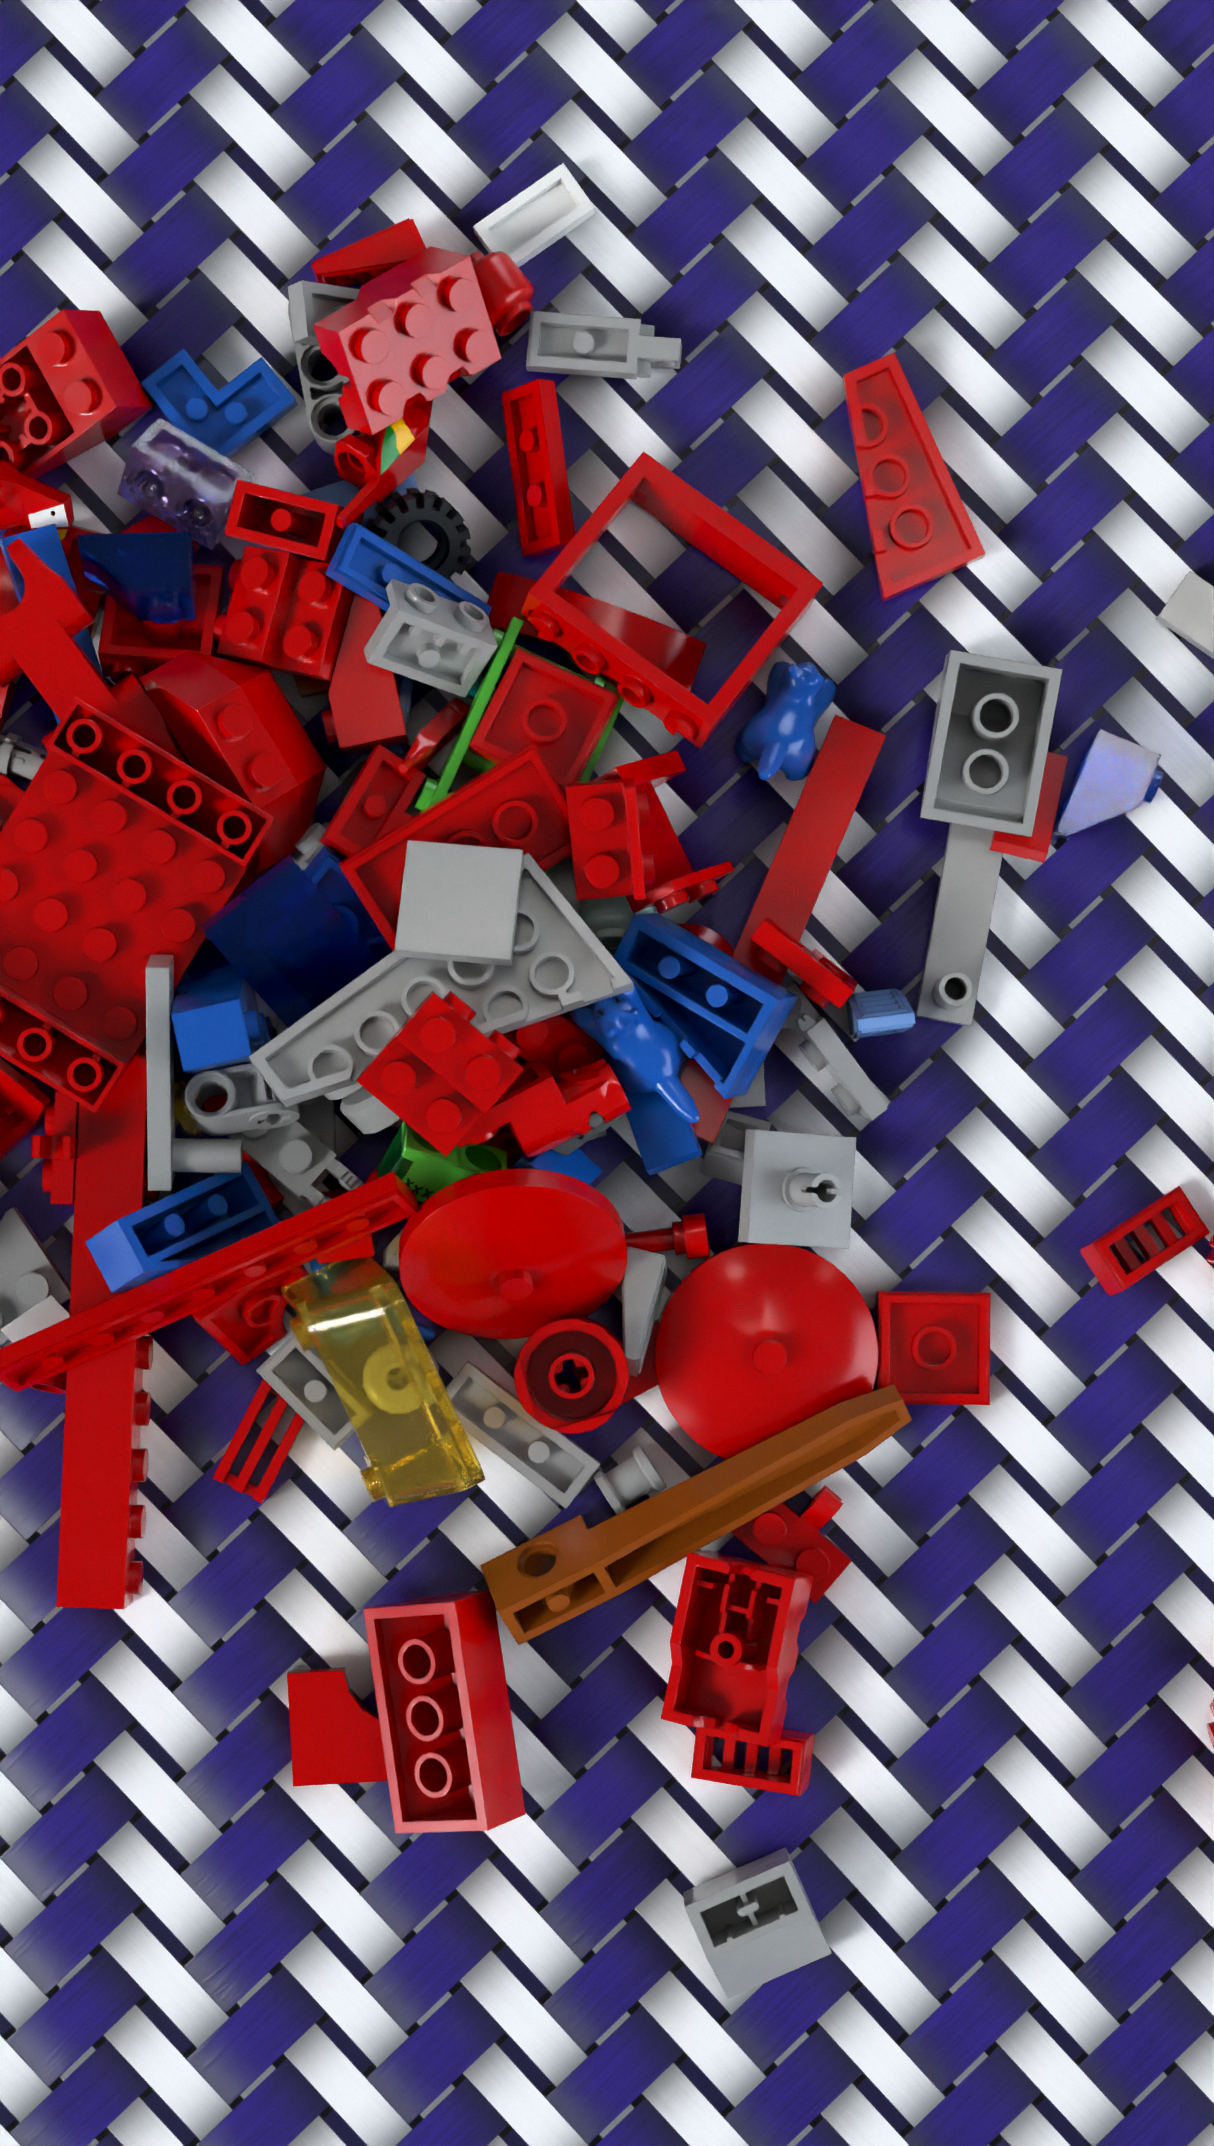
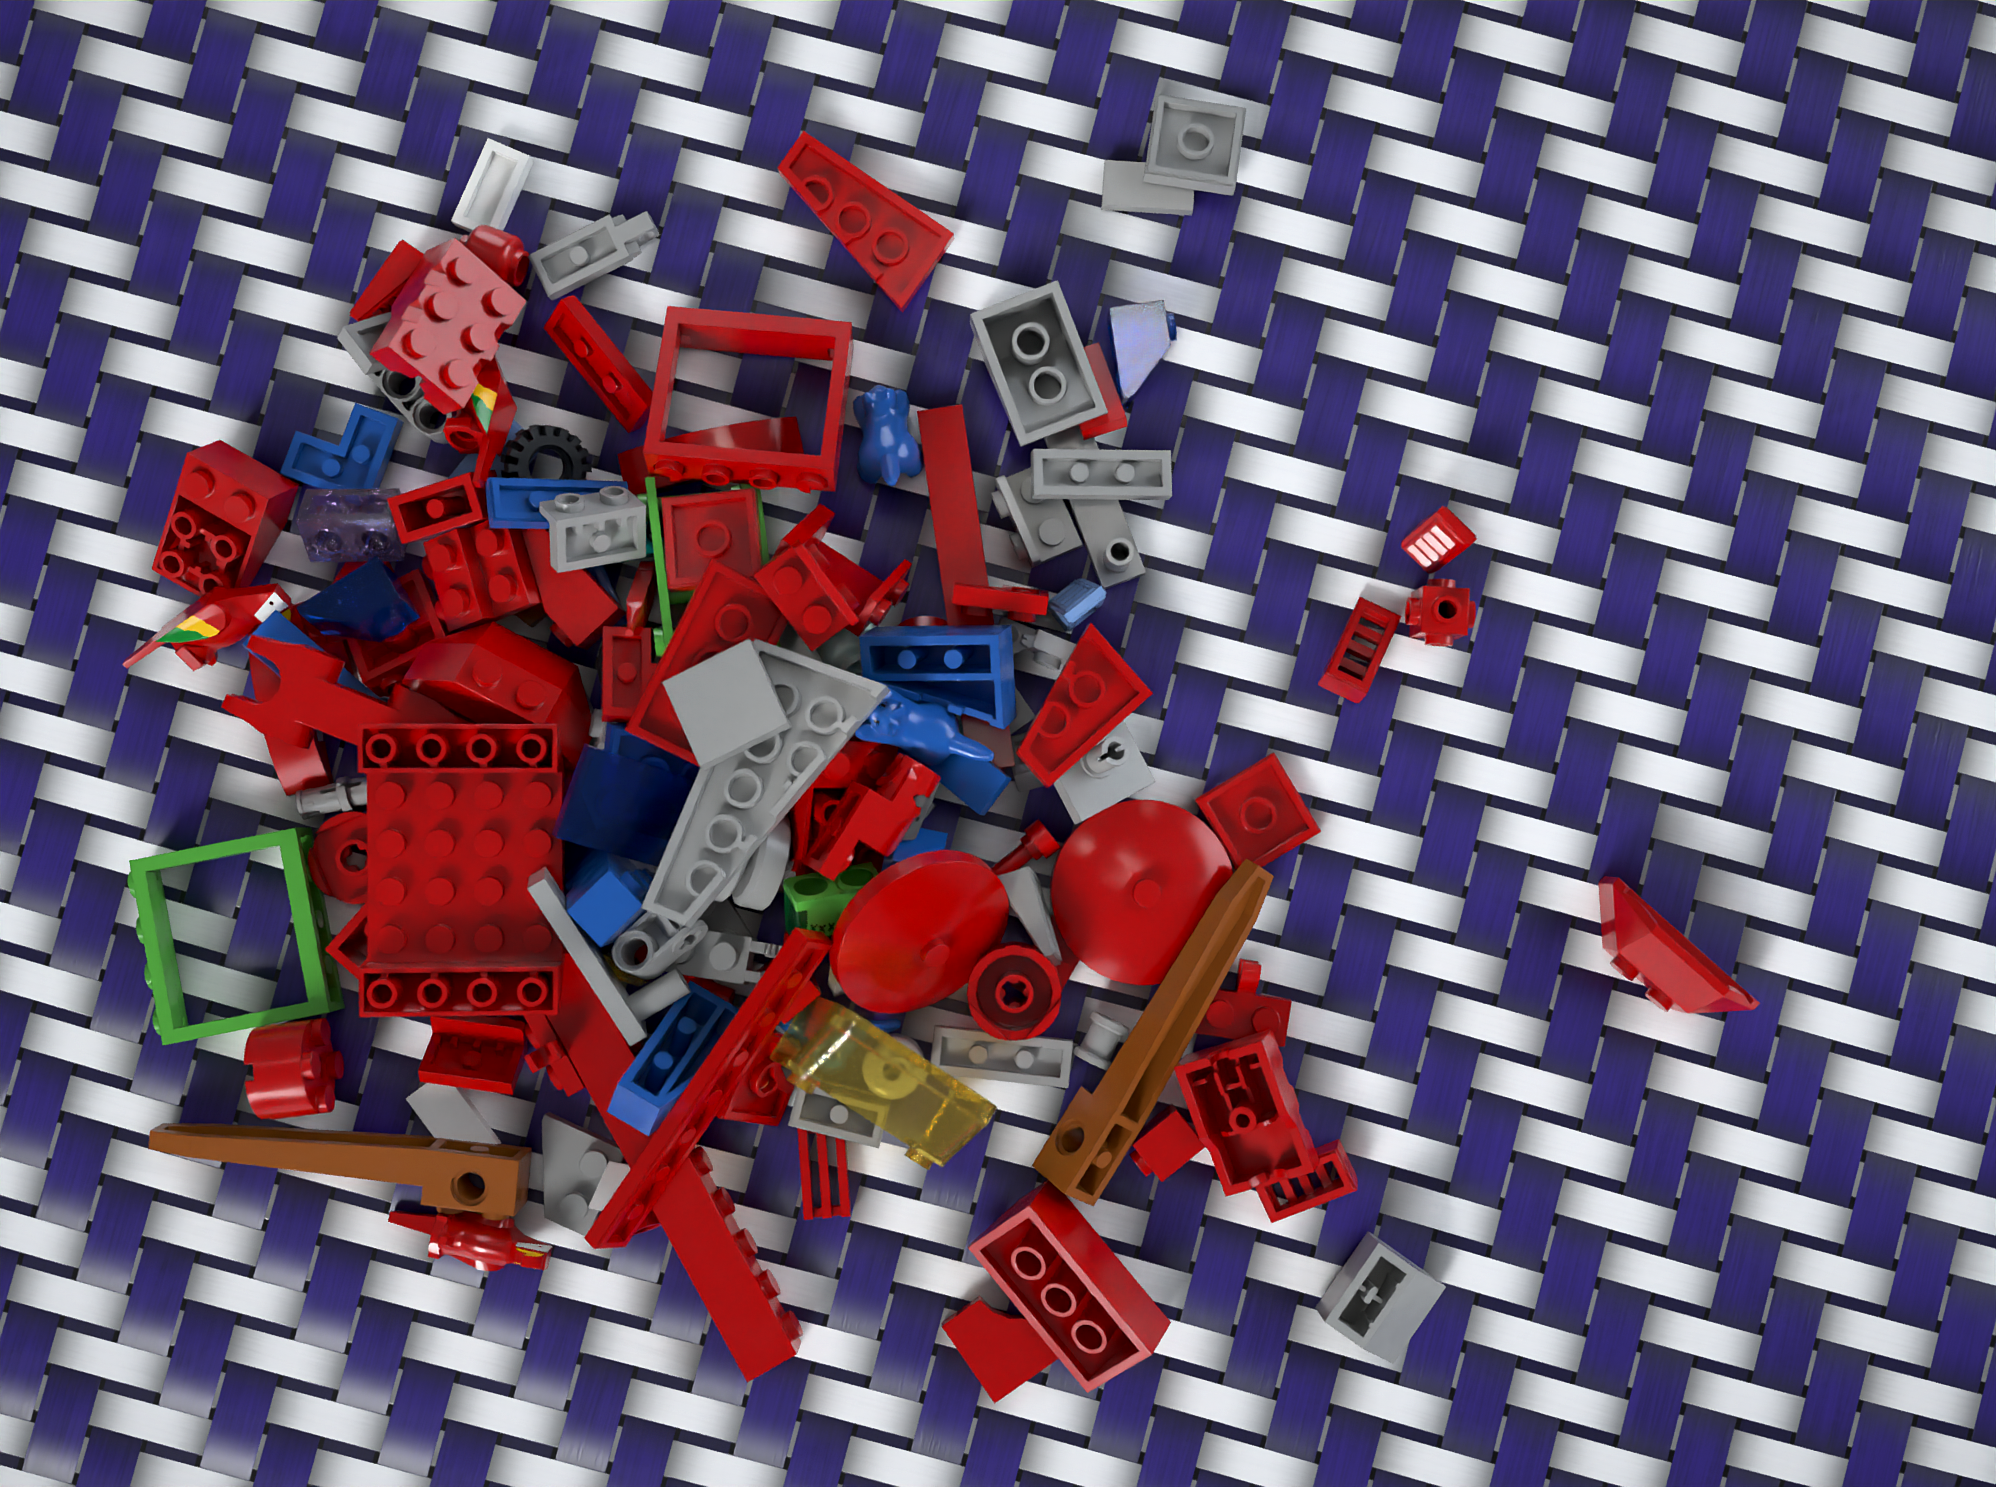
camera: 40 degrees left, 0 degrees up
(442, 1071) = (786, 833): red plate -> none
(630, 1627) = (1165, 1144): none -> red brick
(818, 1126) = (1082, 707): none -> red wing
(894, 896) = (1041, 525): none -> light grey bracket
(986, 896) = (1101, 474): none -> light grey plate

